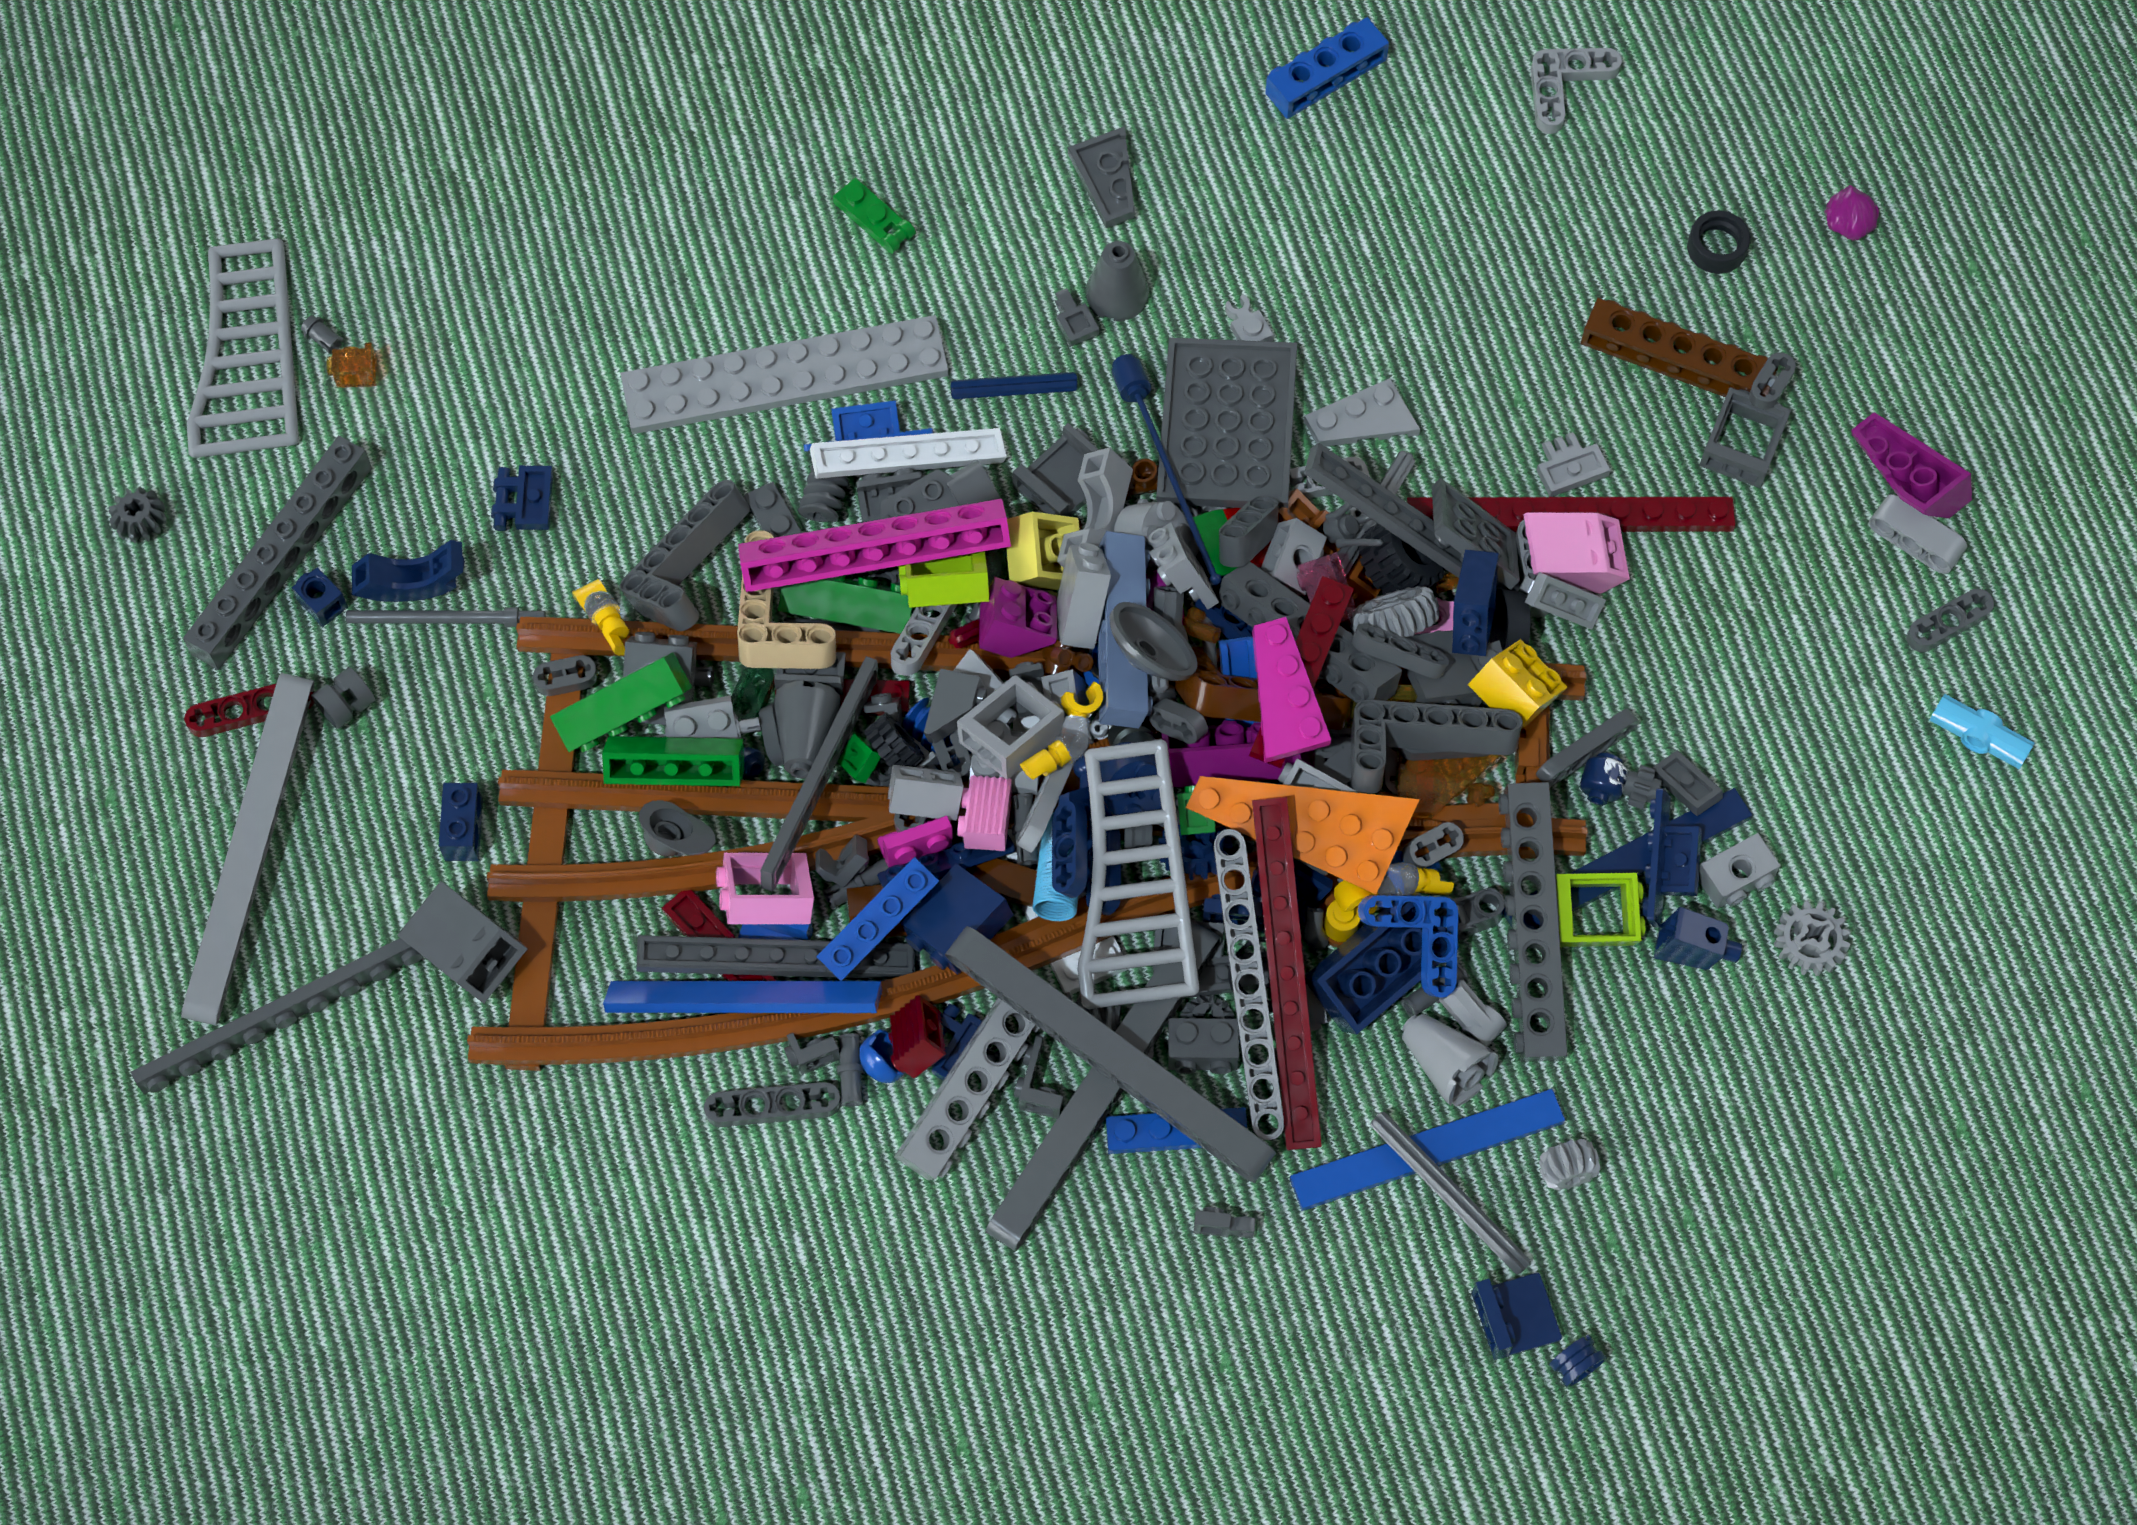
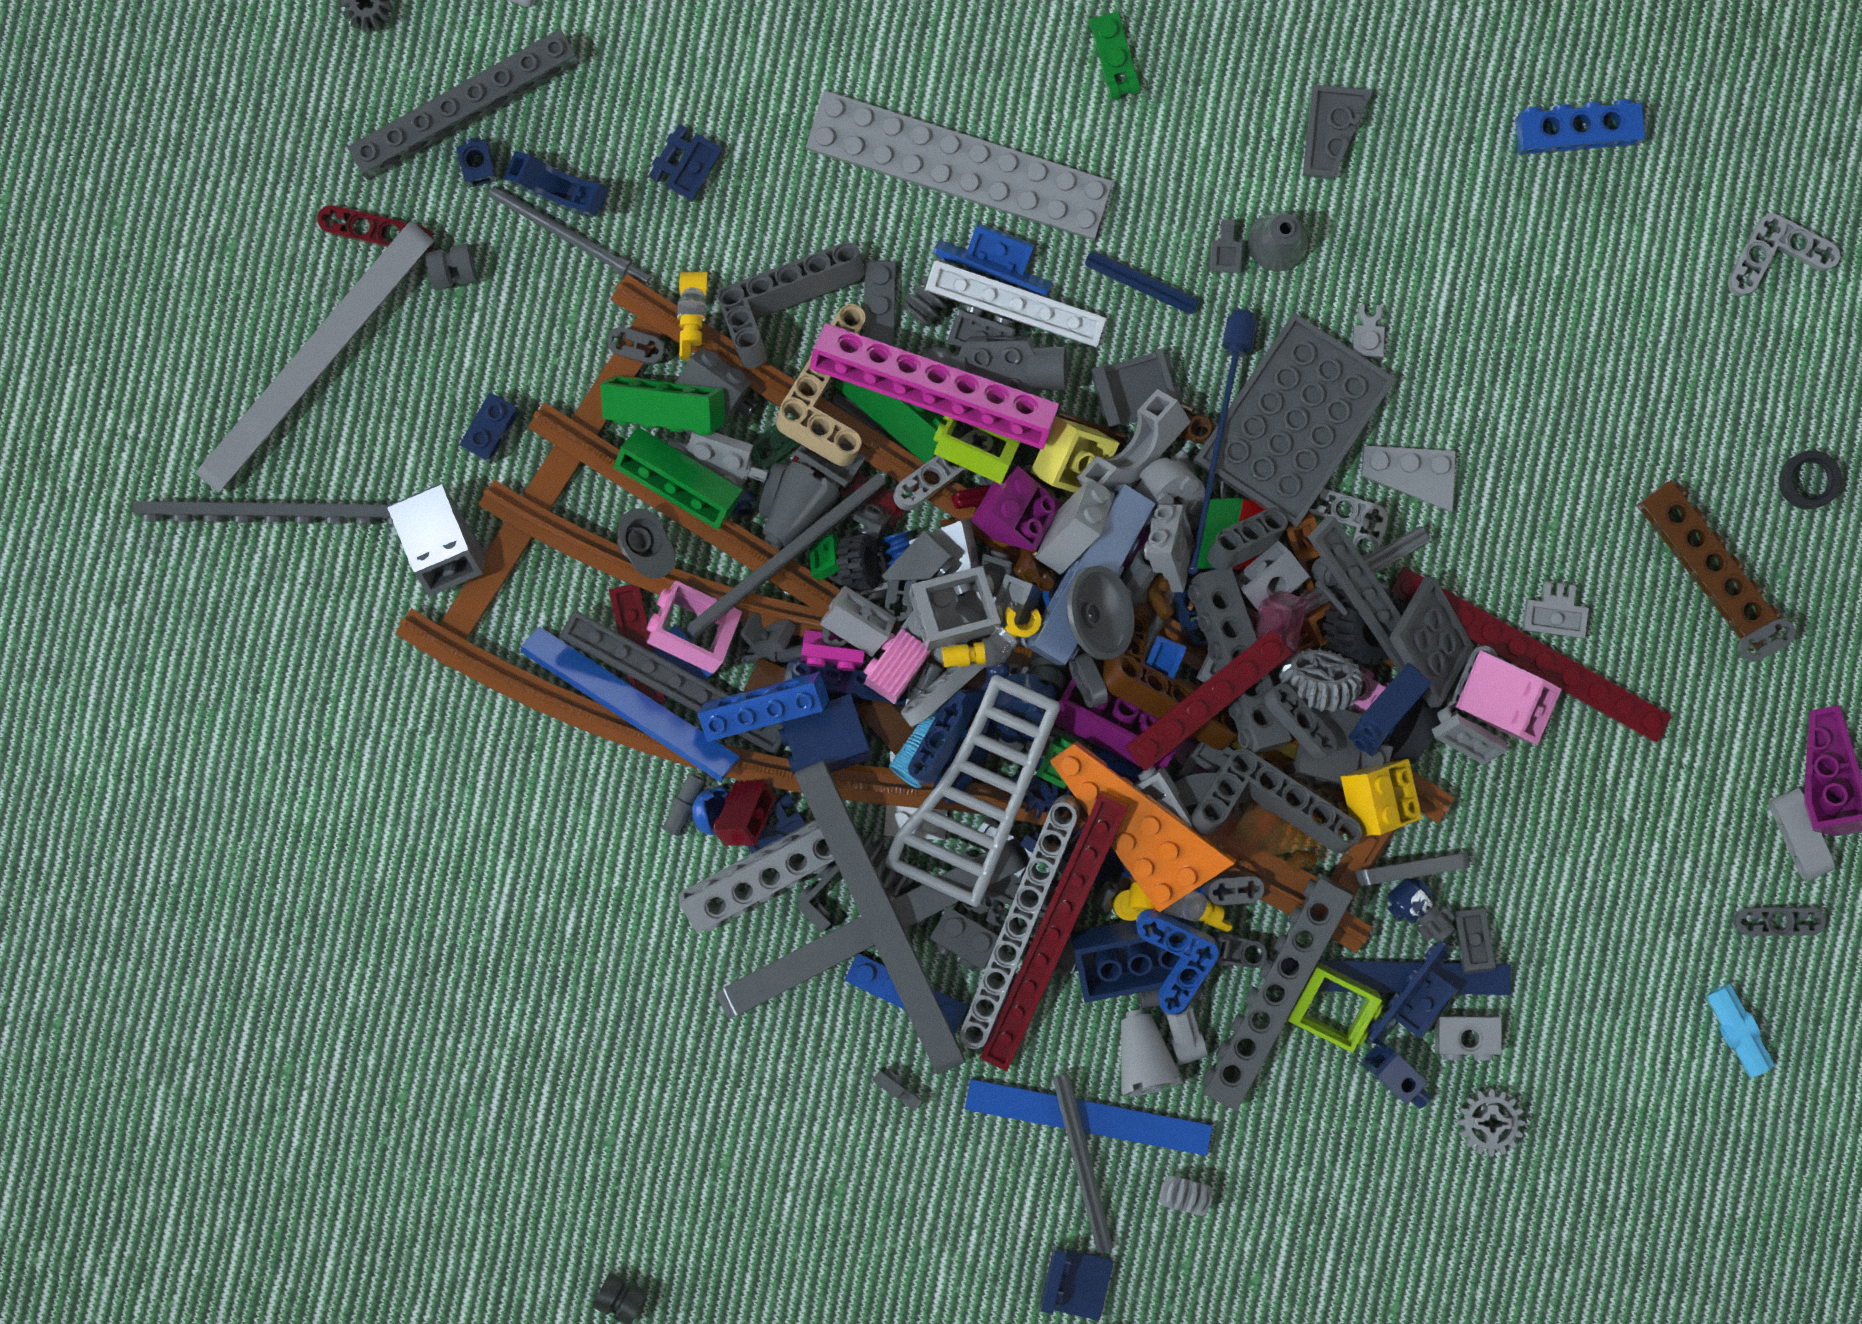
camera: 30 degrees right, 20 degrees up
(772, 1097) = (610, 796): dark grey beam -> none
(815, 1055) = (665, 777): dark grey bracket -> none
(1287, 701) = (1178, 722): dark pink wing -> none
(1733, 462) = (1691, 689): dark grey window -> none

